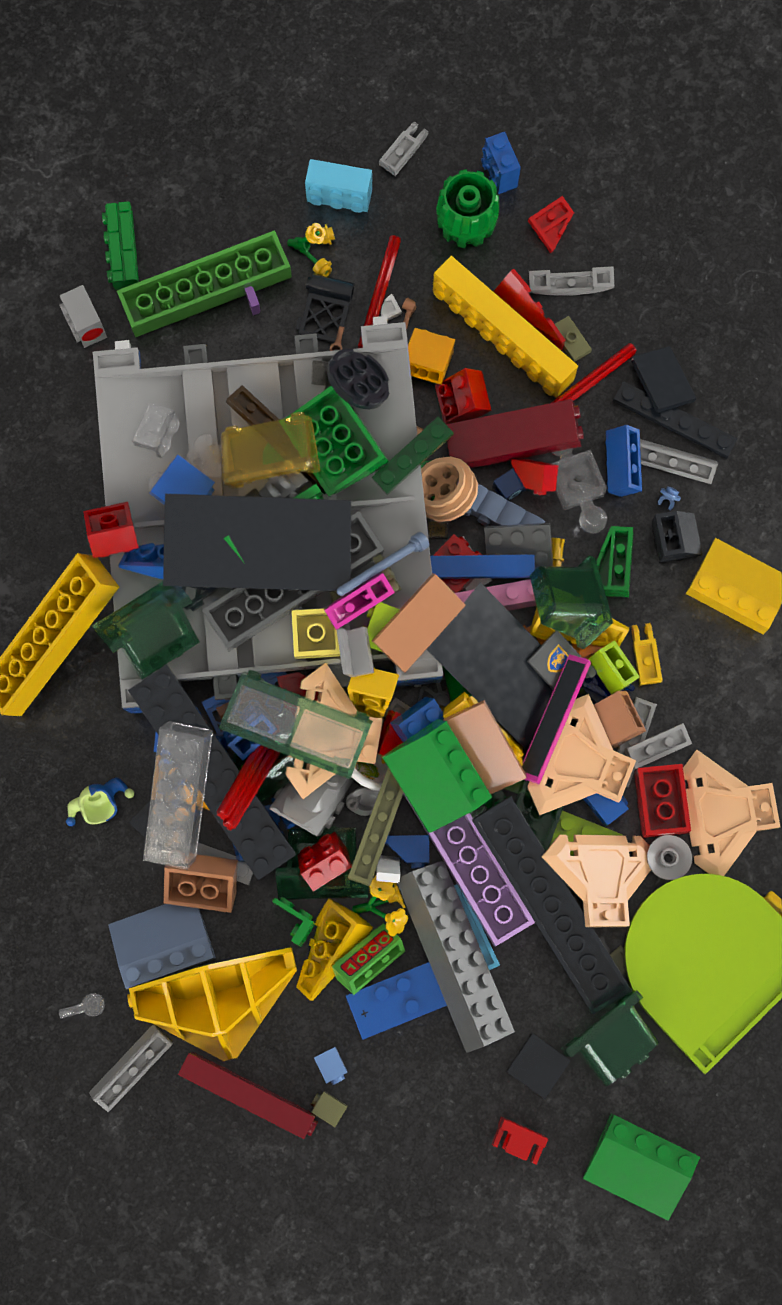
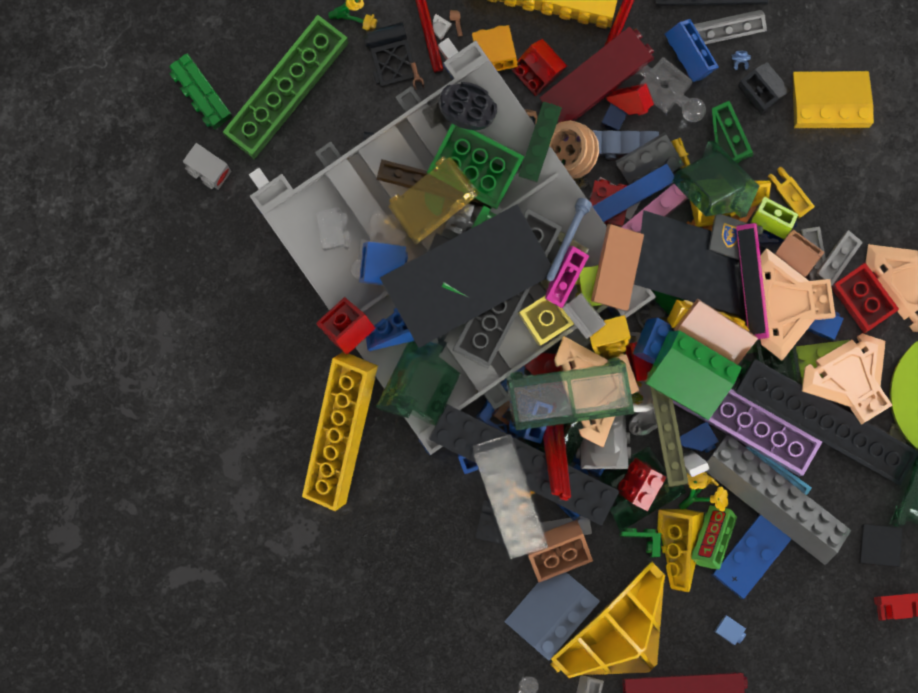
camera: 25 degrees left, 5 degrees up
(97, 802) = (443, 535): yellowish green piece -> none
(252, 300) = (330, 79): medium lavender tile -> none
(328, 1108) = (746, 662): olive brick -> none
(679, 853) = (901, 334): light grey dish -> none

